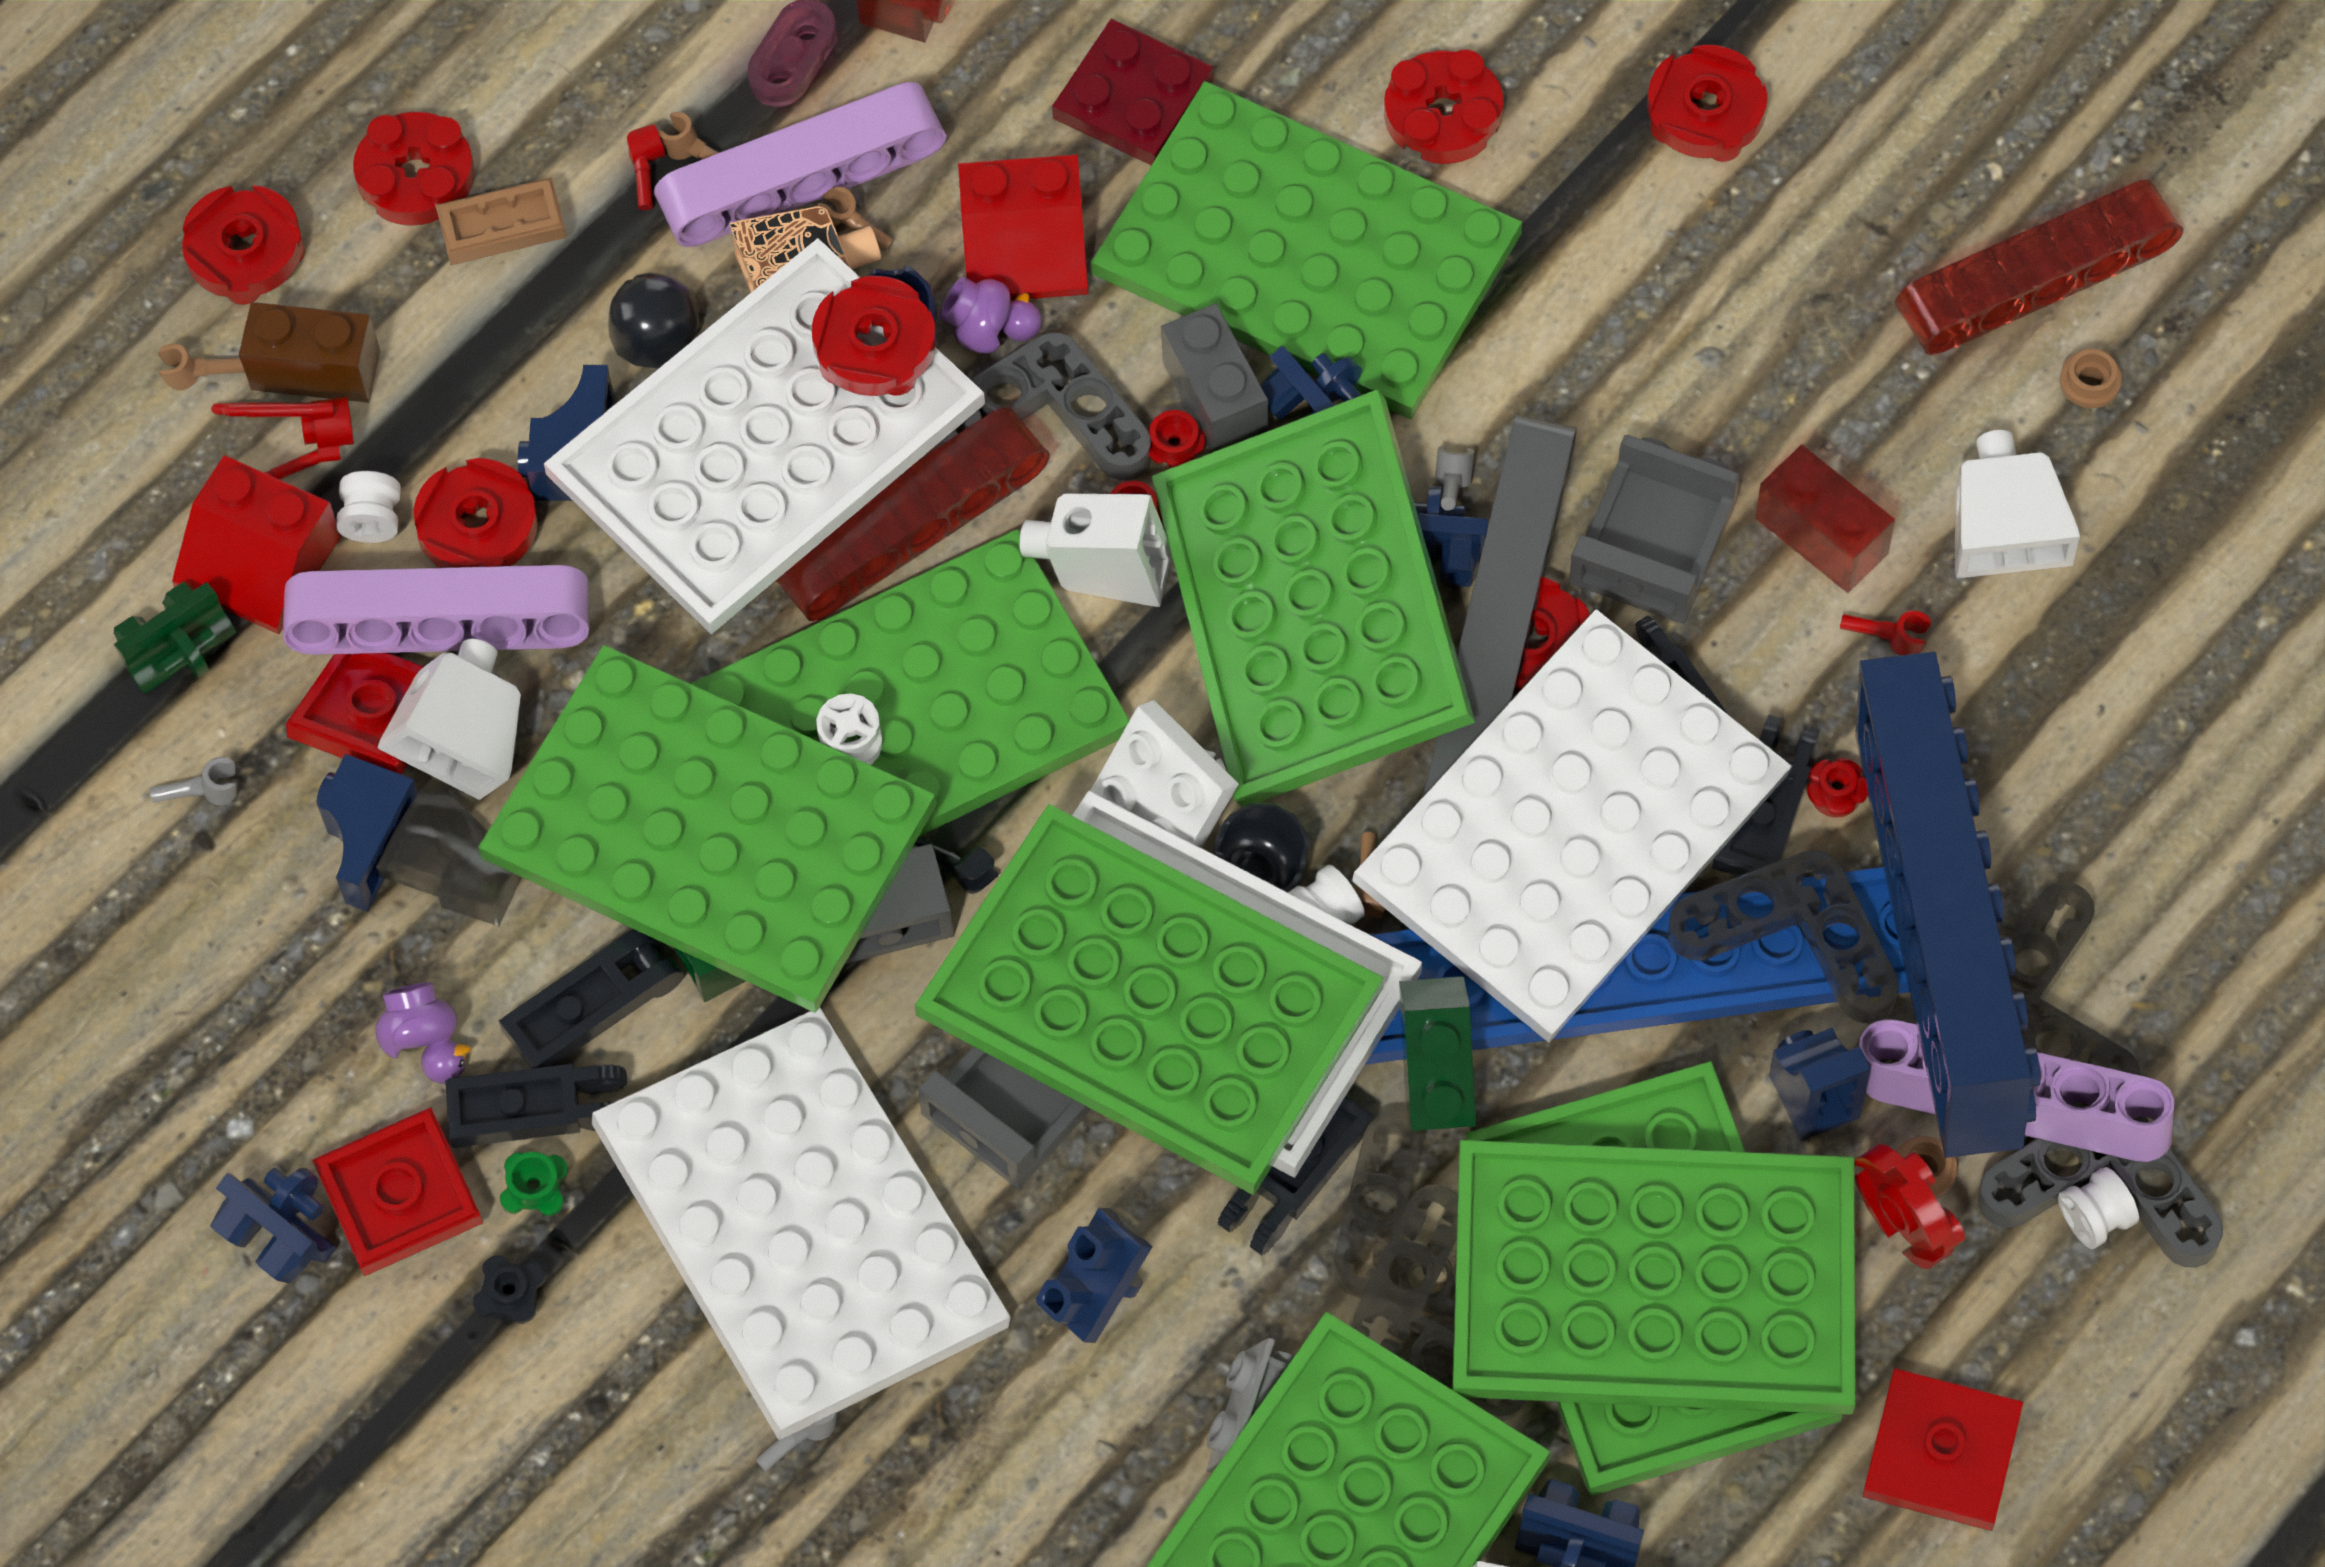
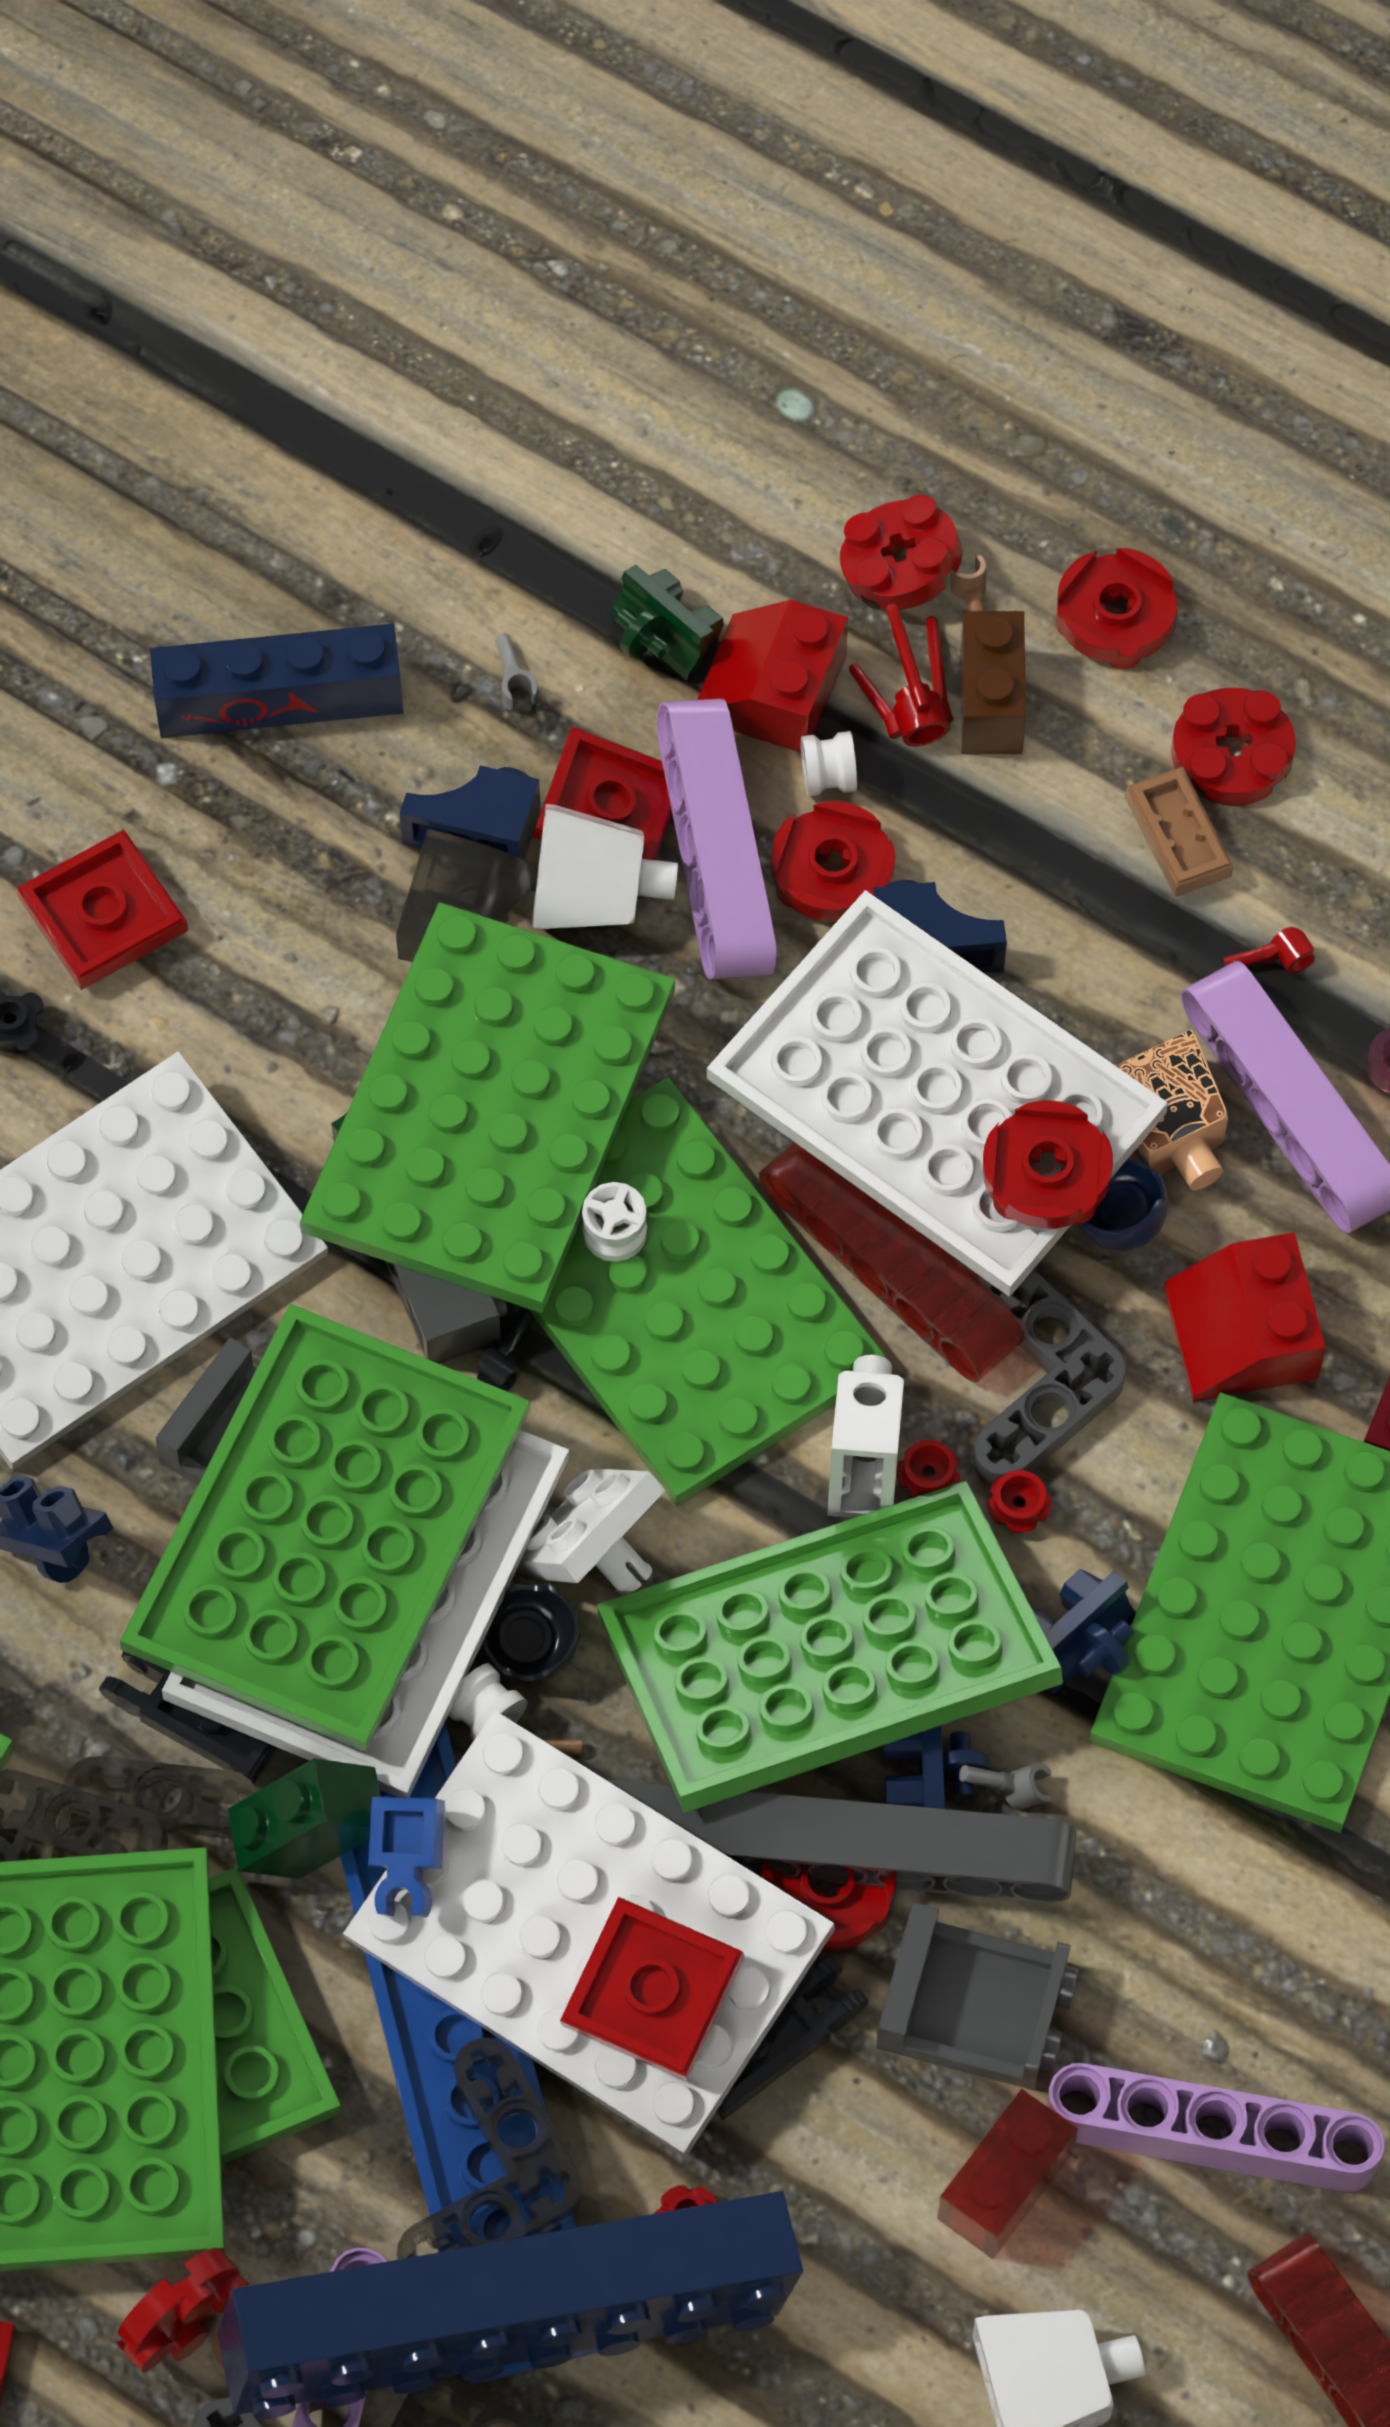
camera: 80 degrees right, 0 degrees up
(115, 398) = (894, 526): none -> red plate
(167, 999) = (276, 680): none -> dark blue brick
(252, 1206) = (63, 811): dark blue hips -> none
(417, 1020) = (275, 901): medium lavender animal -> none
(523, 1168) = (119, 1009): green plate -> none
(526, 1102) = (201, 1003): black hinge -> none
(589, 1000) = (305, 1034): black plate -> none
(652, 319) = (1088, 988): black hair -> none
(686, 143) = (1306, 993): medium nougat hand -> none
(846, 214) = (1235, 1160): medium nougat hand -> none
(984, 309) = (1137, 1288): medium lavender animal -> none
(1214, 378) = (1087, 1525): dark grey brick -> none
(1485, 951) = (405, 1840): none -> blue plate
(1651, 756) = (652, 1988): none -> red plate
(1768, 830) = (613, 2144): black hinge -> none
(1796, 331) = (1245, 2113): none -> lavender beam
(1819, 1081) = (325, 2212): dark blue arch -> none
(1894, 632) = (890, 2256): red hand -> none

